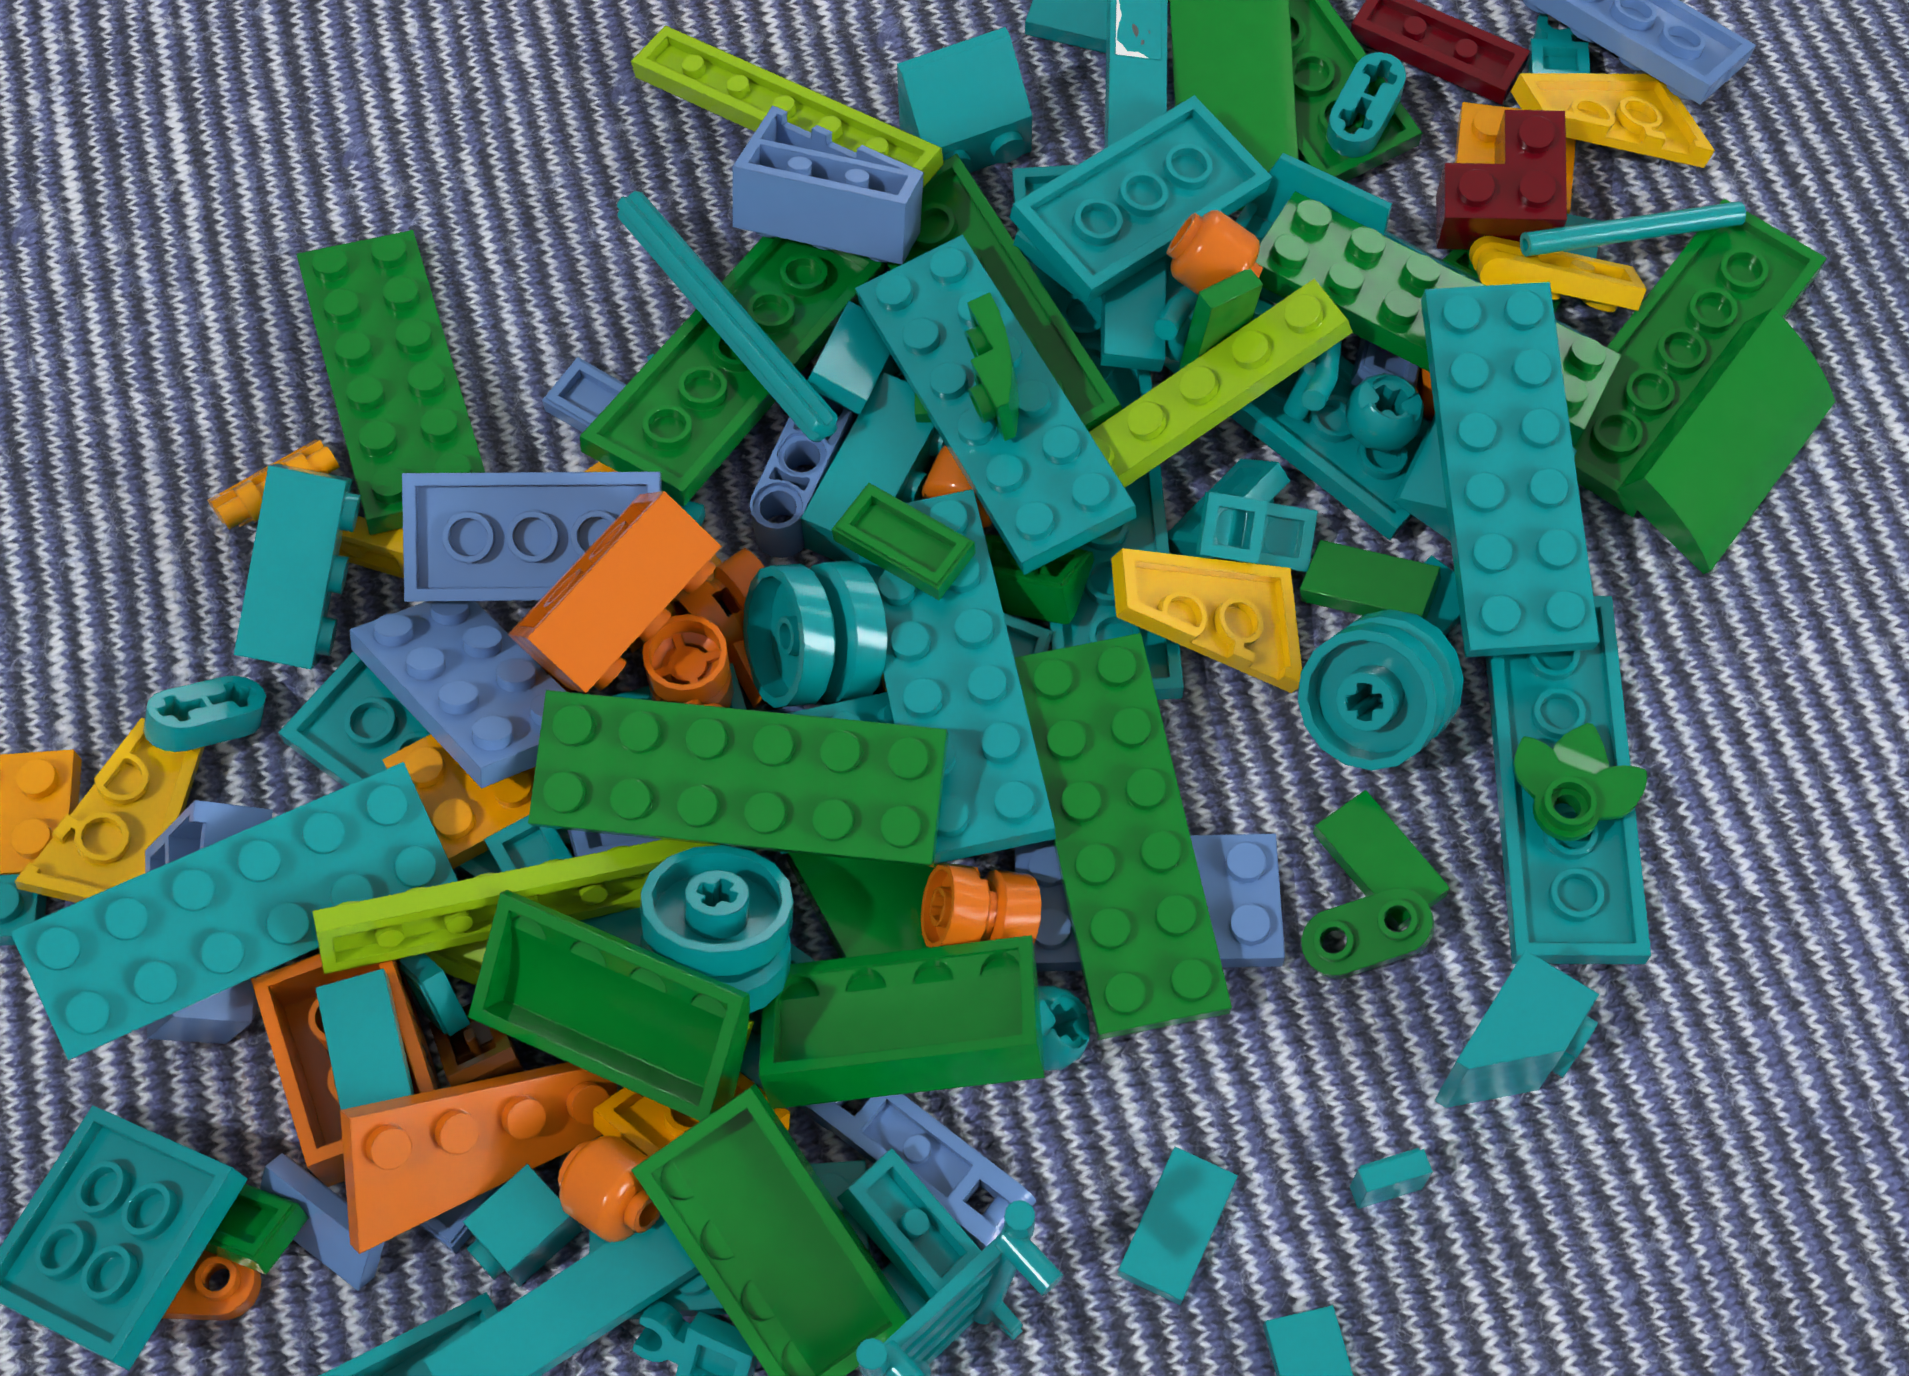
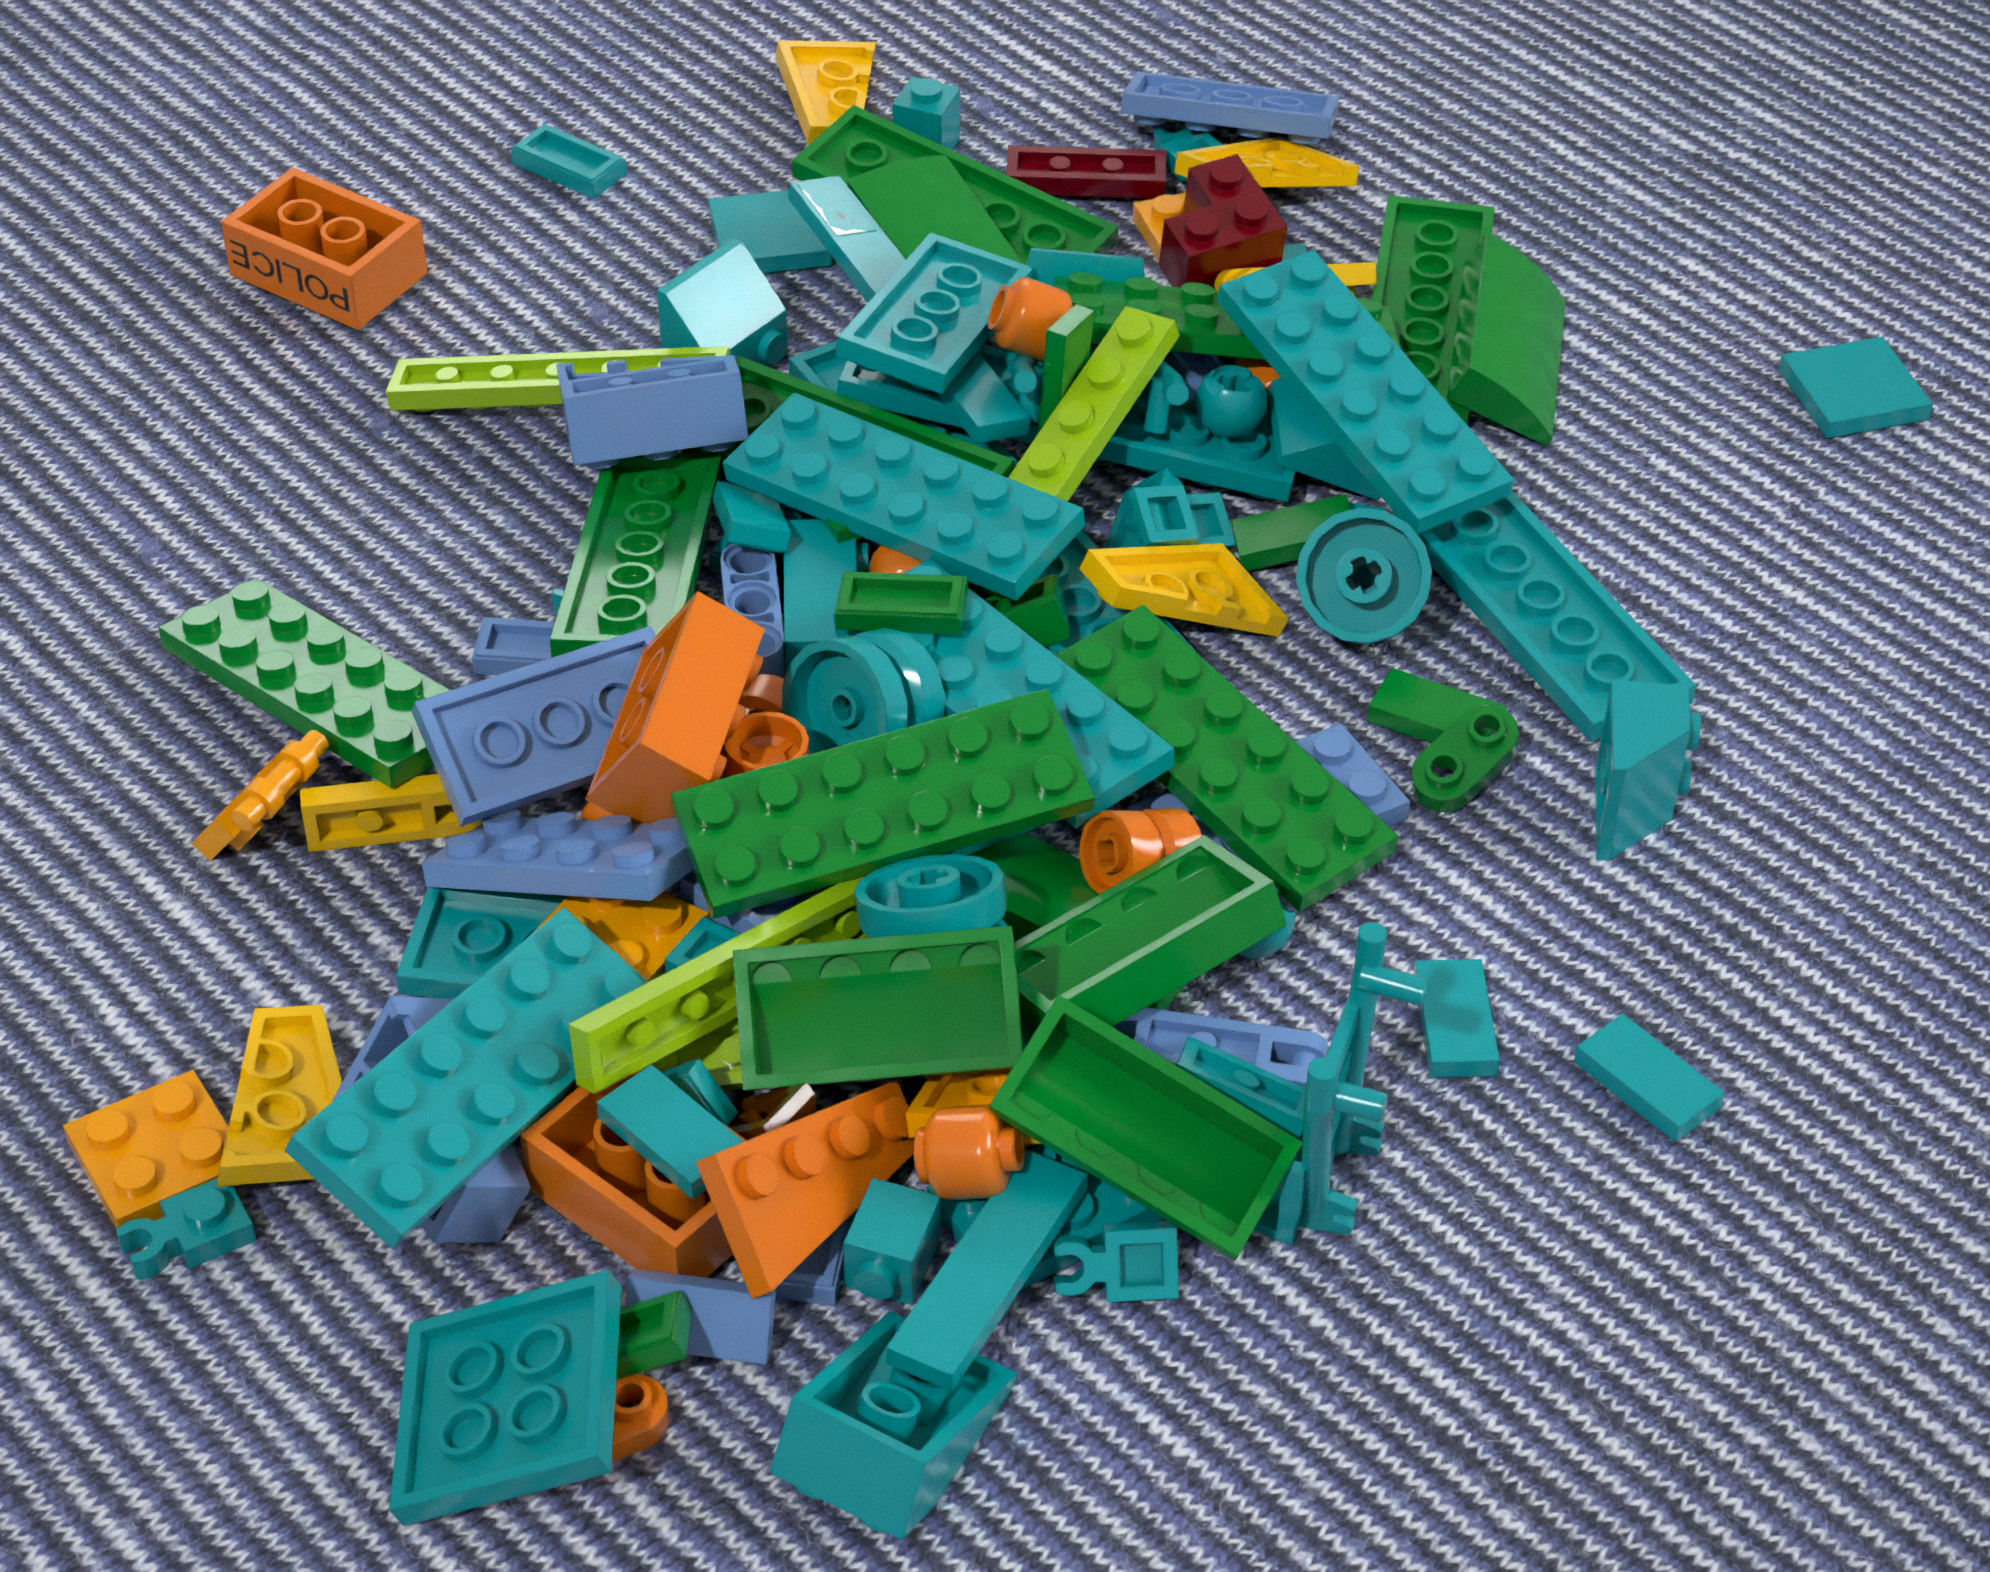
camera: 30 degrees left, 20 degrees down
(204, 713) = (314, 985): teal beam -> none
(296, 566) = (340, 829): teal brick -> none
(727, 317) = (618, 520): teal axle -> none
(996, 386) = (898, 438): green slope -> none
(1376, 109) = (1063, 217): teal beam -> none
(1390, 1177) = (1605, 909): teal tile -> none
(1578, 776) = (1555, 594): green plate -> none
(1632, 228) = (1336, 226): teal piece -> none

